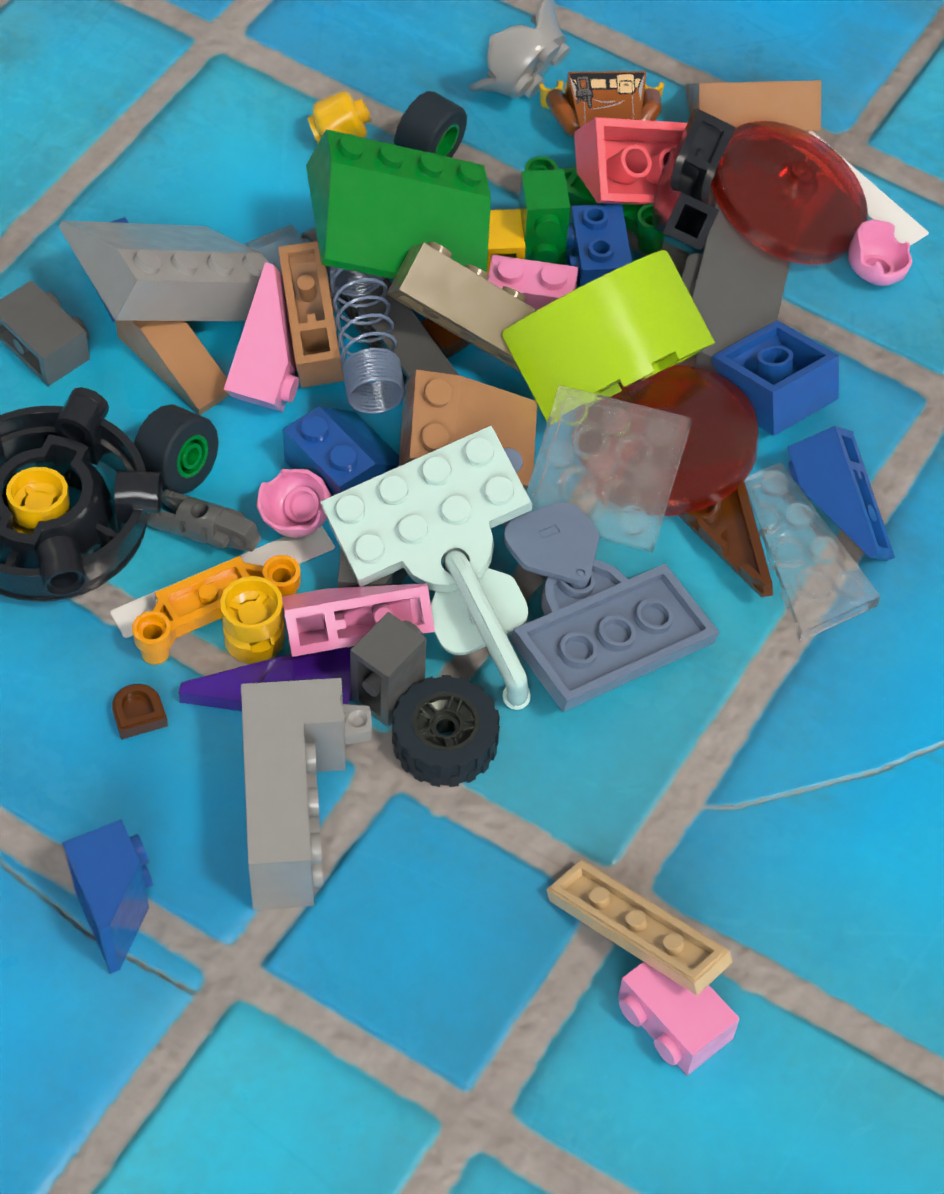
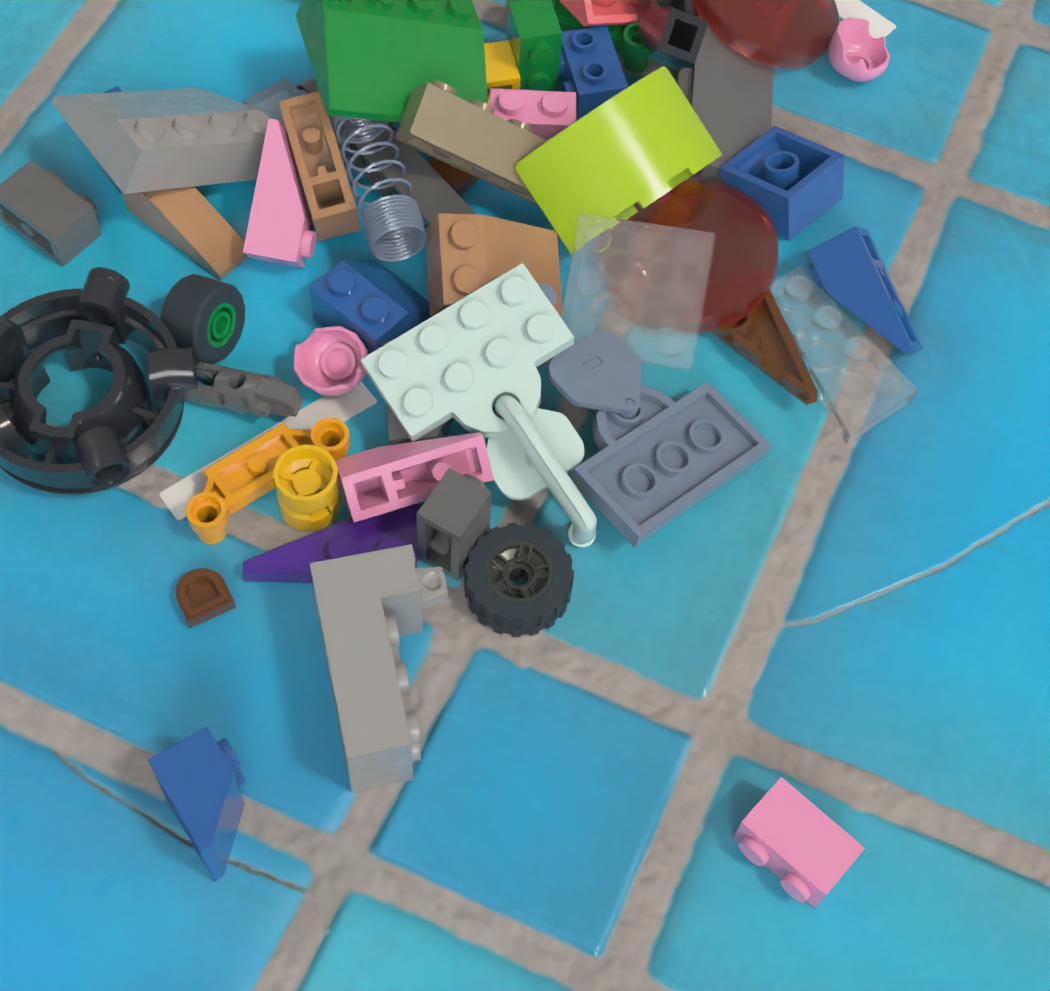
camera: 10 degrees left, 5 degrees up
(36, 496) = (67, 386): yellow wheel -> none
(640, 927) = (750, 764): tan tile -> none

